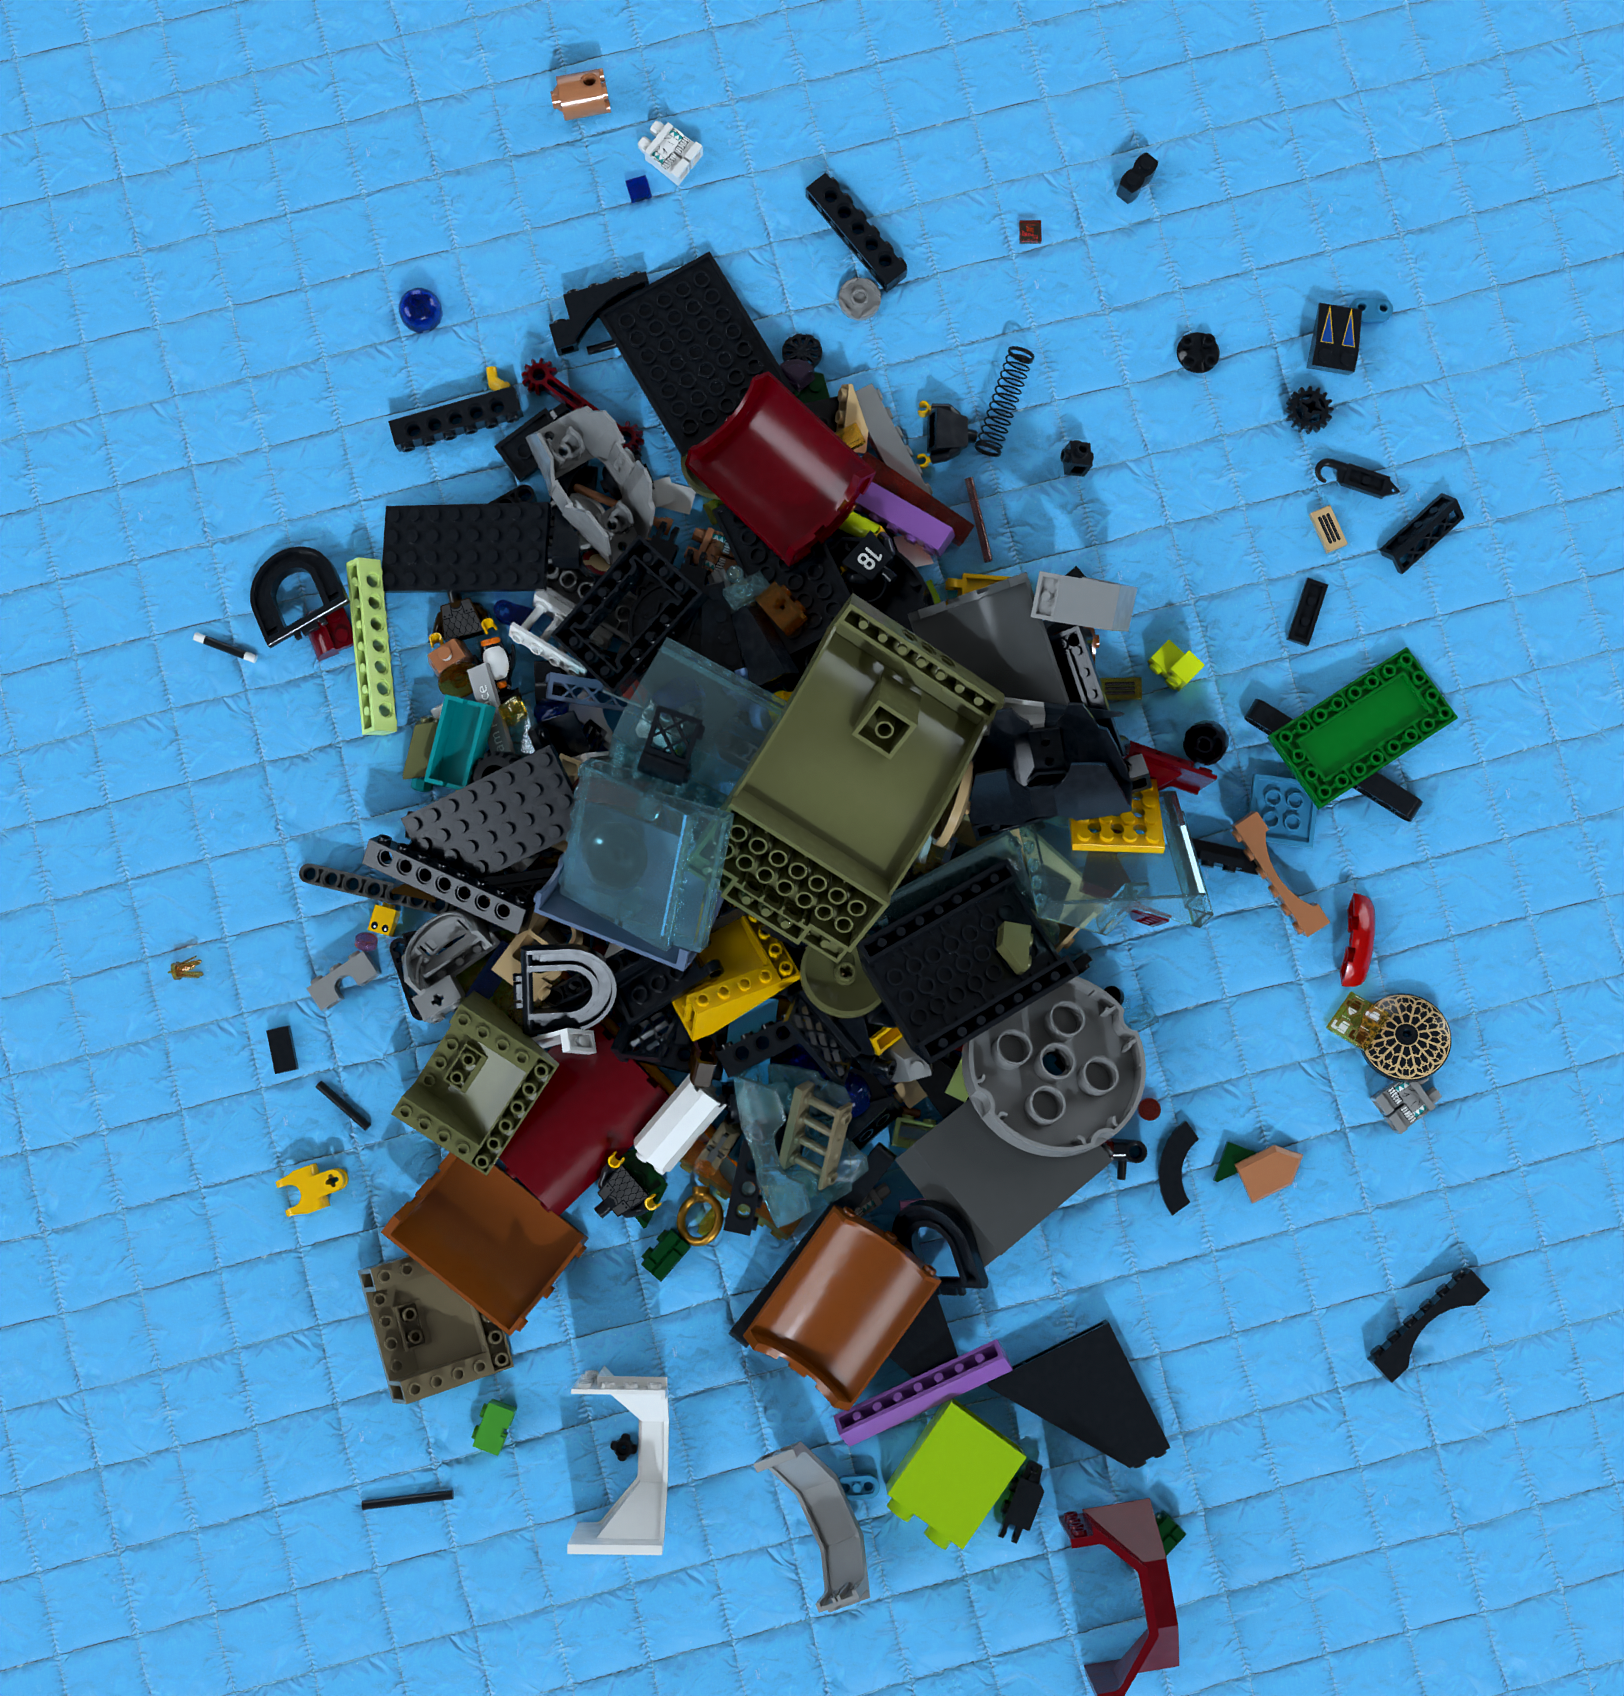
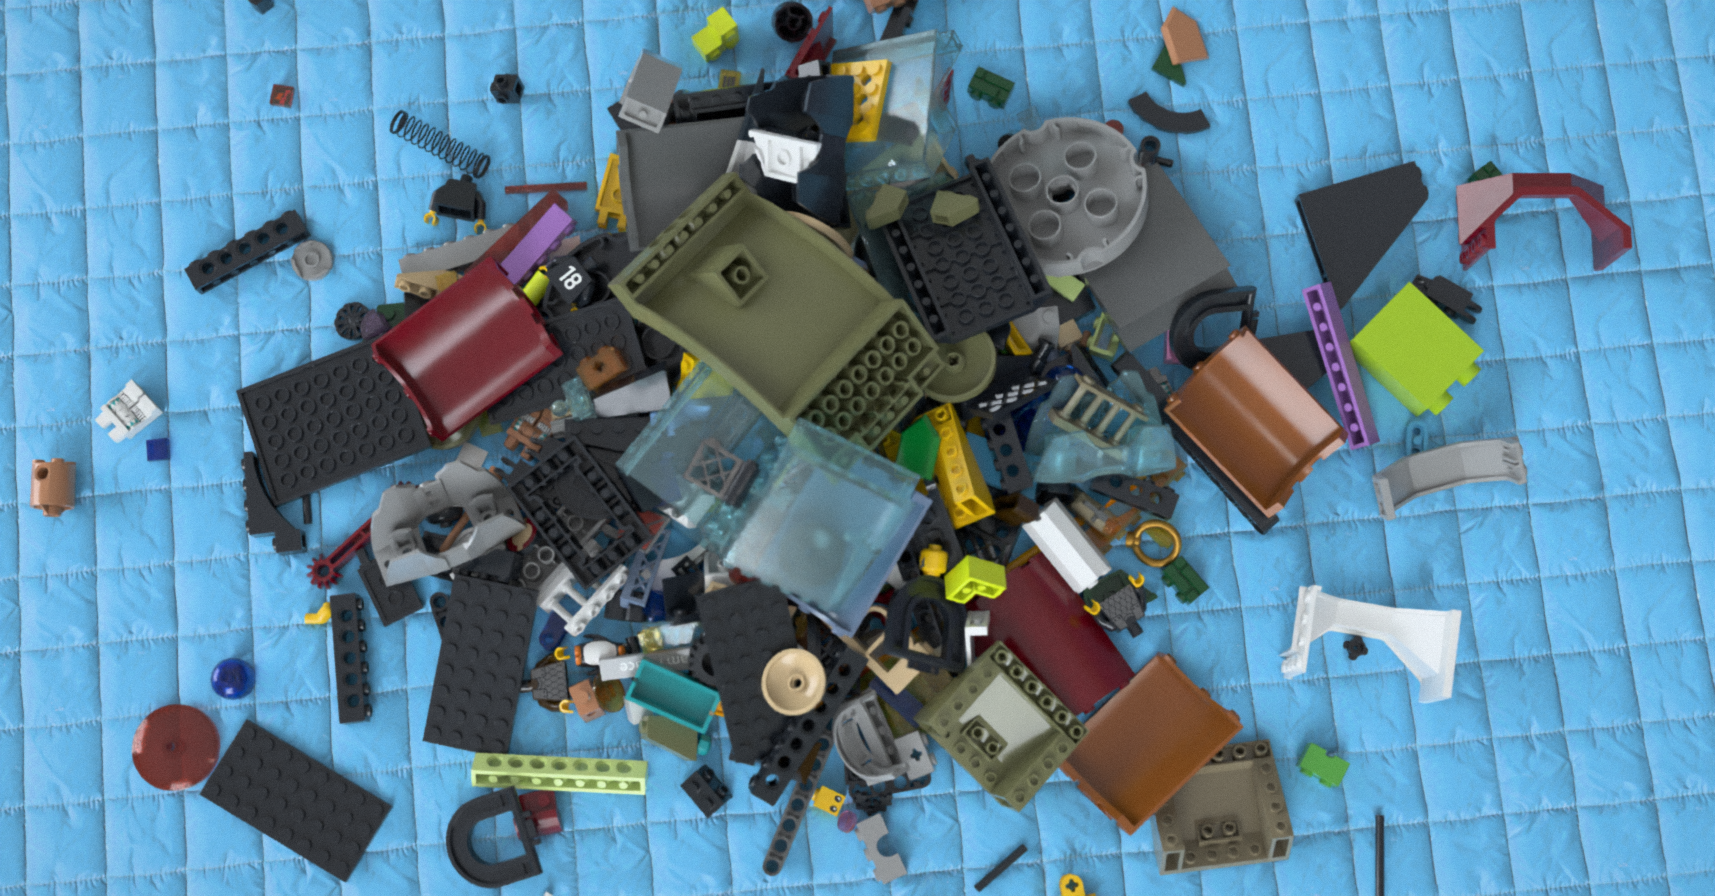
camera: 80 degrees left, 5 degrees down
(311, 396) = (296, 800): none -> black plate
(350, 287) = (194, 751): none -> clear red dish
(377, 796) = (706, 790): none -> black bracket
(387, 954) = (863, 802): none -> black animal
(481, 848) = (781, 677): none -> tan dish
(618, 1030) = (974, 577): none -> neon yellow brick
(632, 984) = (933, 560): none -> yellow head
(743, 949) = (919, 448): none -> green tile
(1001, 874) = (887, 206): none -> olive slope
(1027, 751) = (783, 155): none -> white wing
(1171, 968) = (990, 88): none -> dark green brick

